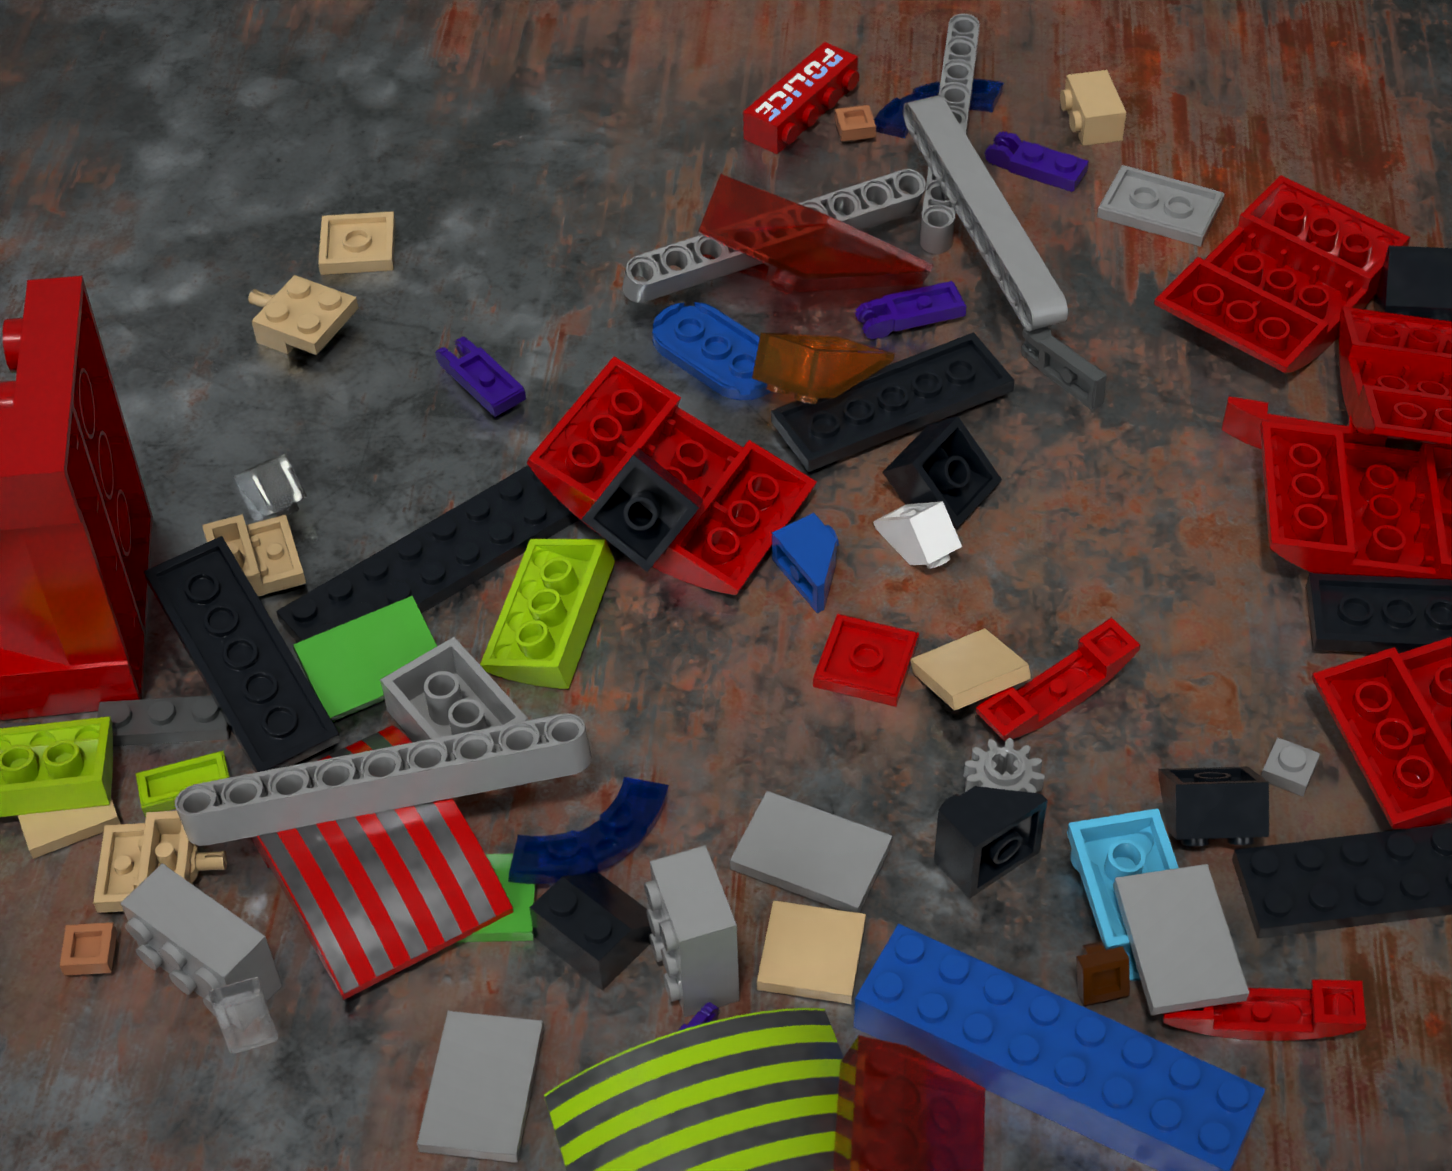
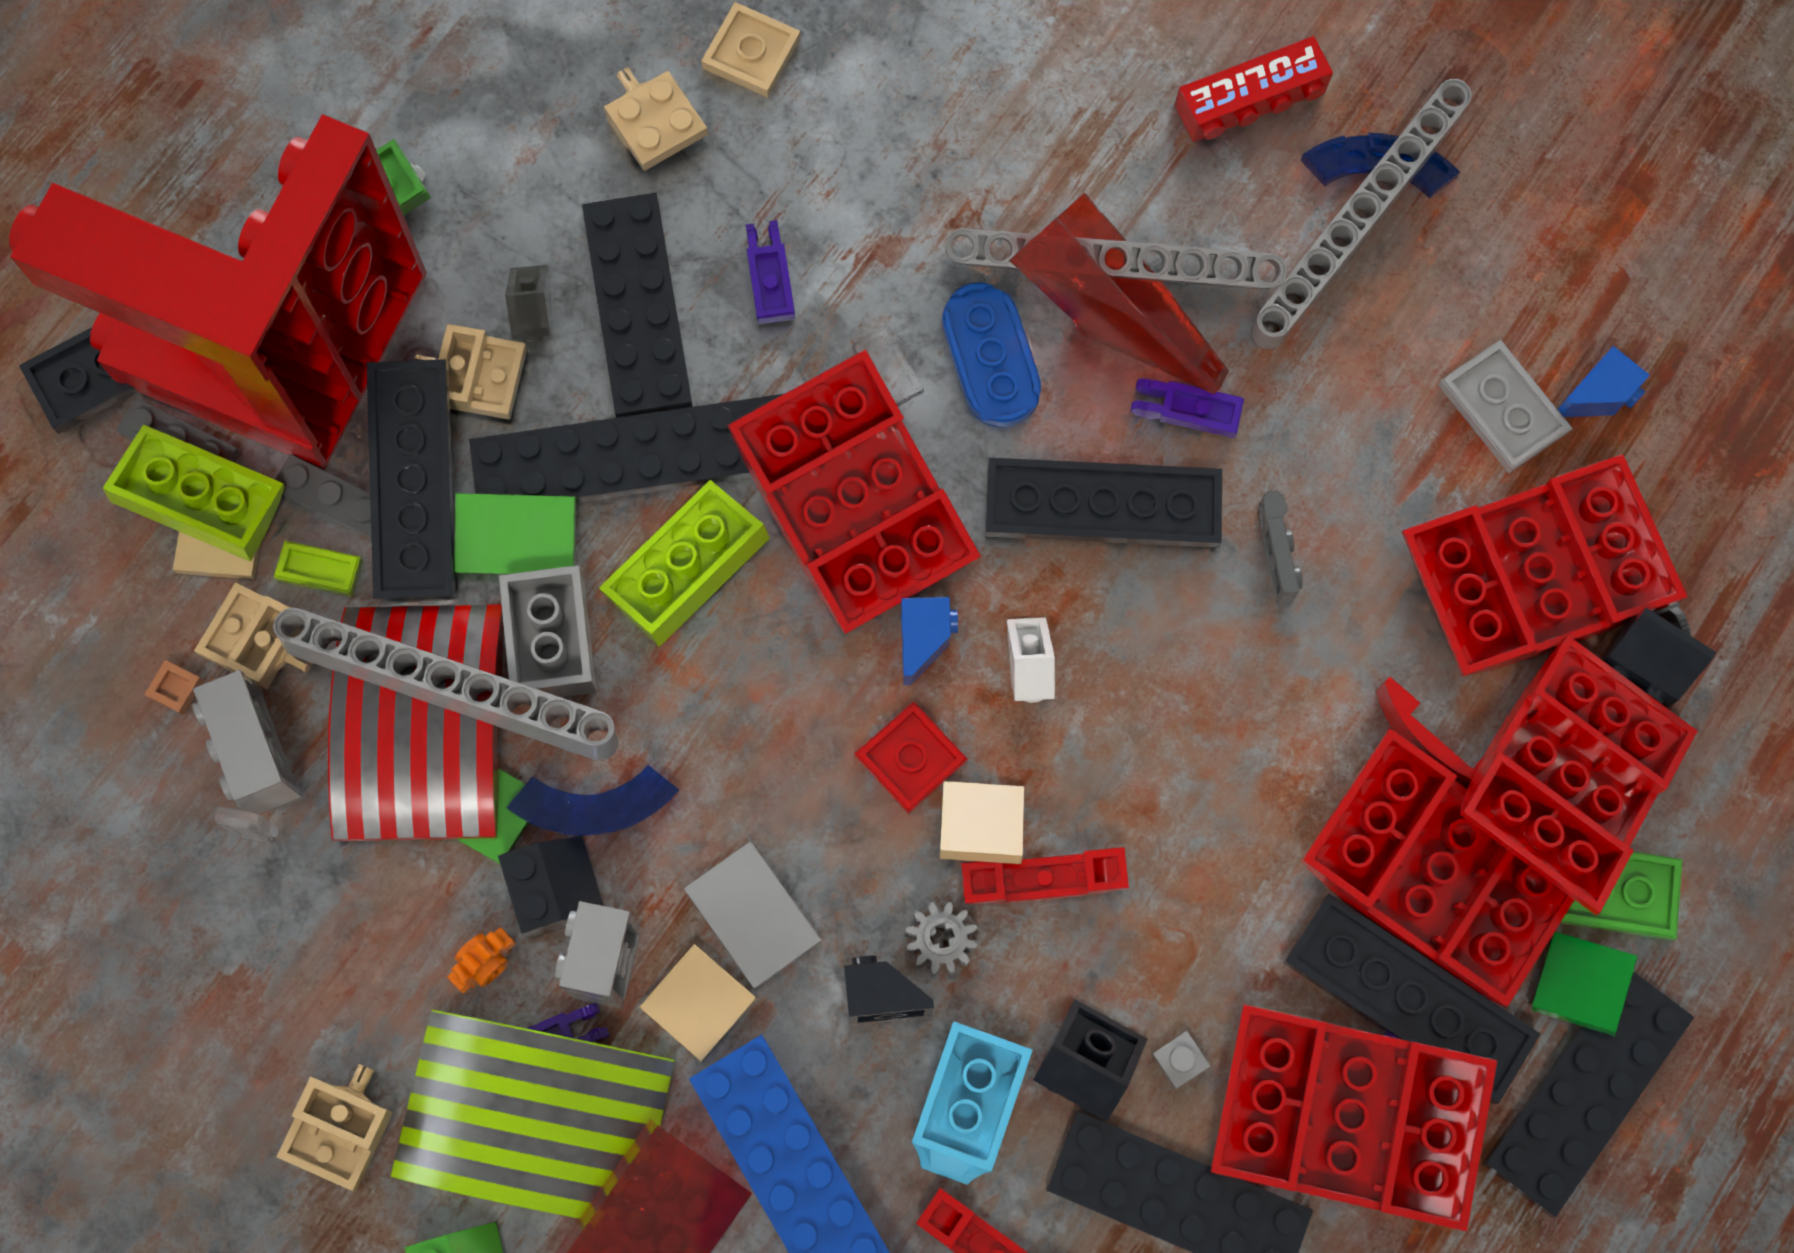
camera: 25 degrees right, 25 degrees up
(372, 450) = (636, 305): none -> black plate
(481, 1086) = (393, 972): light grey tile -> none
(571, 1012) = (481, 960): none -> orange gear
(643, 510) = (802, 523): black slope -> none
(815, 364) = (1059, 432): clear orange slope -> none
(855, 123) = (1284, 148): nougat plate -> none
(945, 467) = (1093, 609): black slope -> none
(985, 214) = (1311, 346): light grey beam -> none
(1036, 161) = (1426, 290): dark purple hinge -> none
(1093, 107) = (1522, 254): tan brick -> none
(1102, 973) = (897, 1157): reddish brown tile -> none
(1180, 939) = (967, 1173): light grey tile -> none
(1229, 155) = (1606, 388): none -> blue slope

